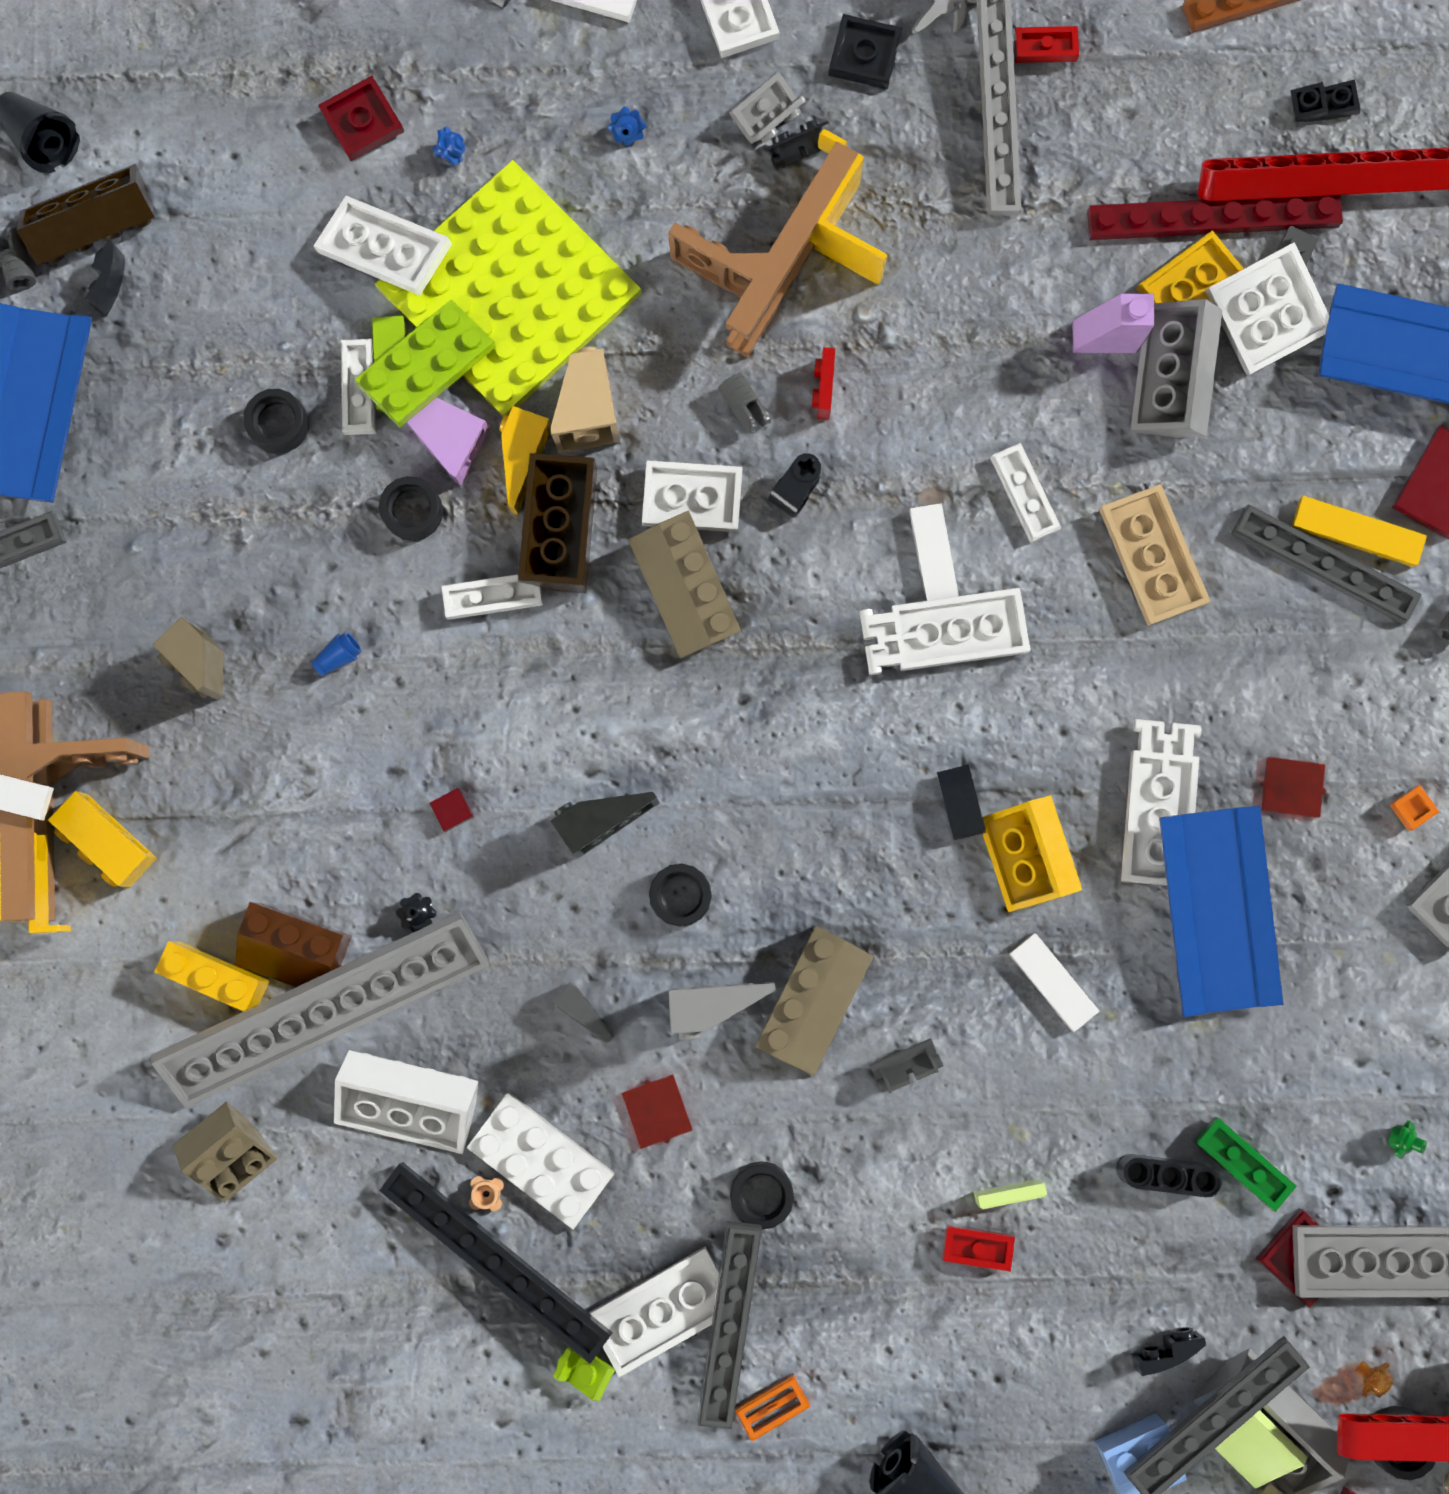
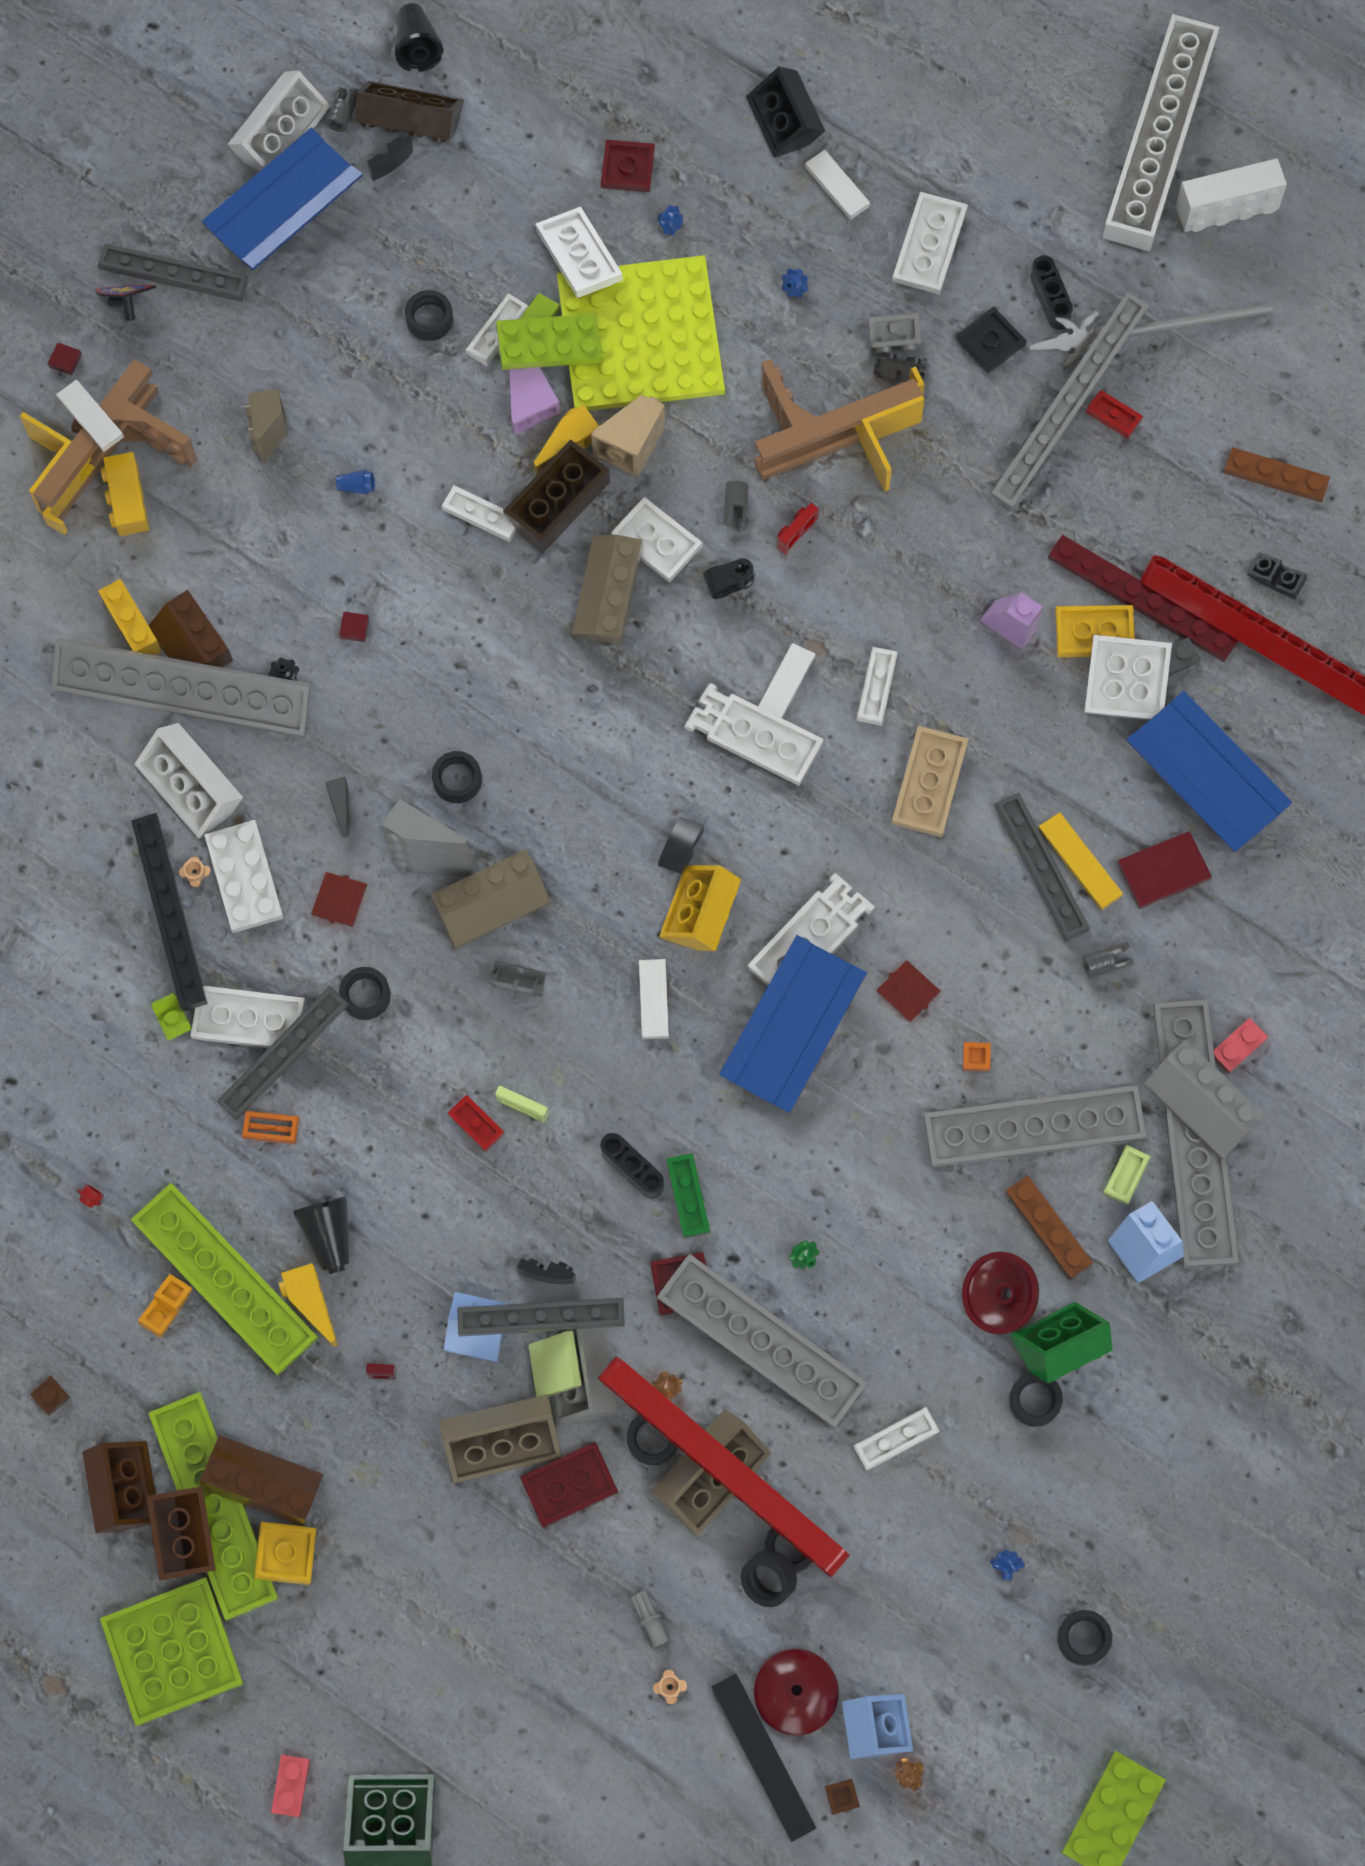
camera: 35 degrees right, 10 degrees down
(223, 1152) = (55, 732): dark tan slope -> none
(396, 489) = (471, 443): black tyre -> none
(594, 821) = (442, 693): pearl dark grey slope -> none
(1177, 370) = (1035, 674): light grey slope -> none

